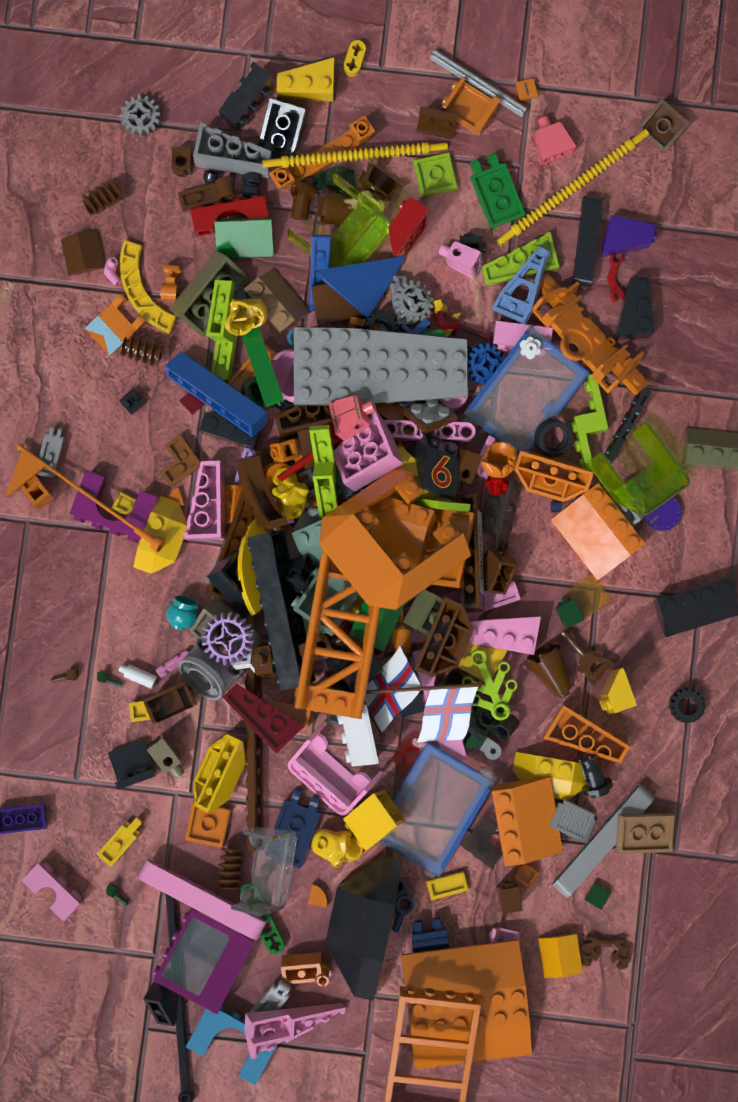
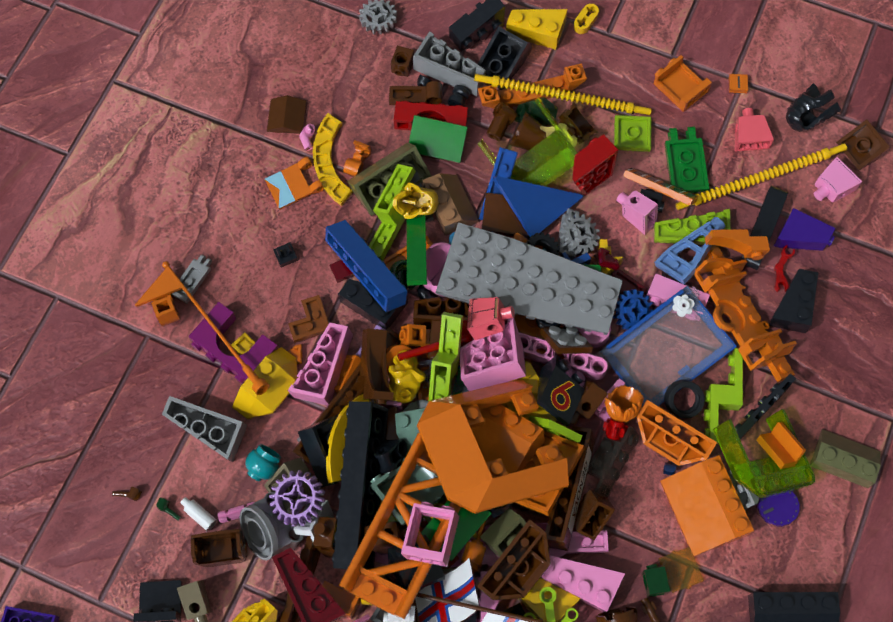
camera: 20 degrees right, 15 degrees down
(101, 197) = (320, 71): reddish brown piece -> none
(126, 595) = (211, 428): none -> light grey wedge
(138, 712) = (183, 550): yellow plate -> none
(141, 350) = (309, 211): reddish brown piece -> none
(351, 618) = (409, 550): none -> bright pink window
(436, 122) = (646, 87): reddish brown bracket -> none
(477, 227) = (660, 186): none -> orange tile
(478, 82) = (694, 66): light grey axle -> none
(569, 267) = (740, 241): none -> orange slope
(596, 108) = (801, 114): none -> black hair
(645, 173) = (836, 182): none -> bright pink torso
(652, 457) = (782, 446): none -> orange panel

